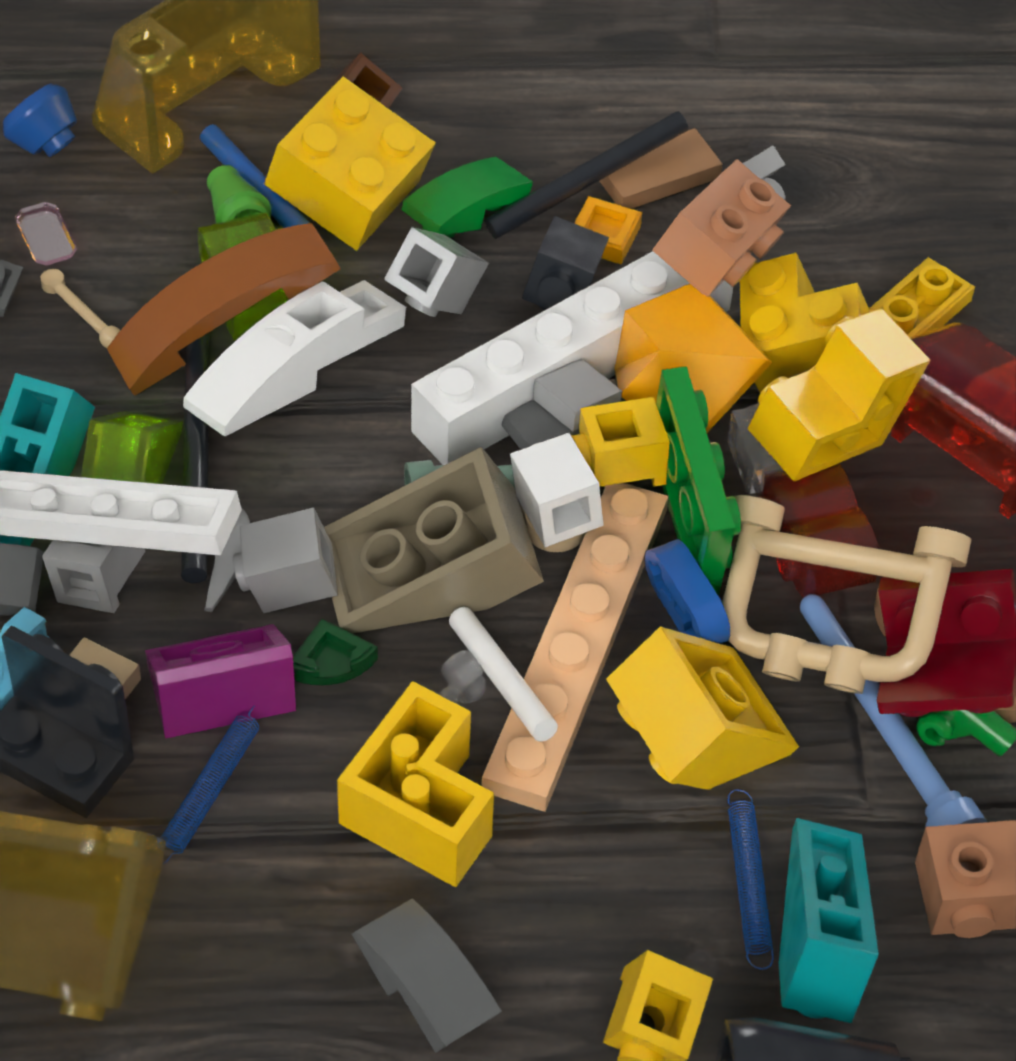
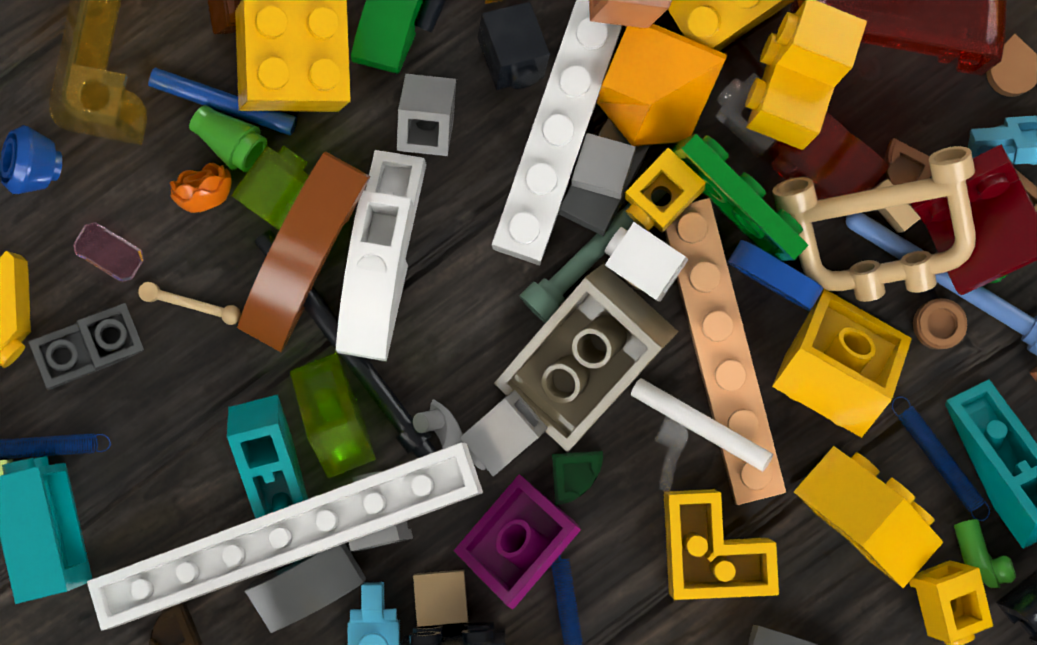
camera: 30 degrees left, 35 degrees up
(174, 220) = (201, 189): none -> orange plate
(628, 861) = (872, 515): none -> yellow brick
(728, 974) = (975, 554): none -> bright green arm
(841, 750) = (940, 324): none -> medium nougat tile
(861, 608) = (900, 216): none -> tan tile

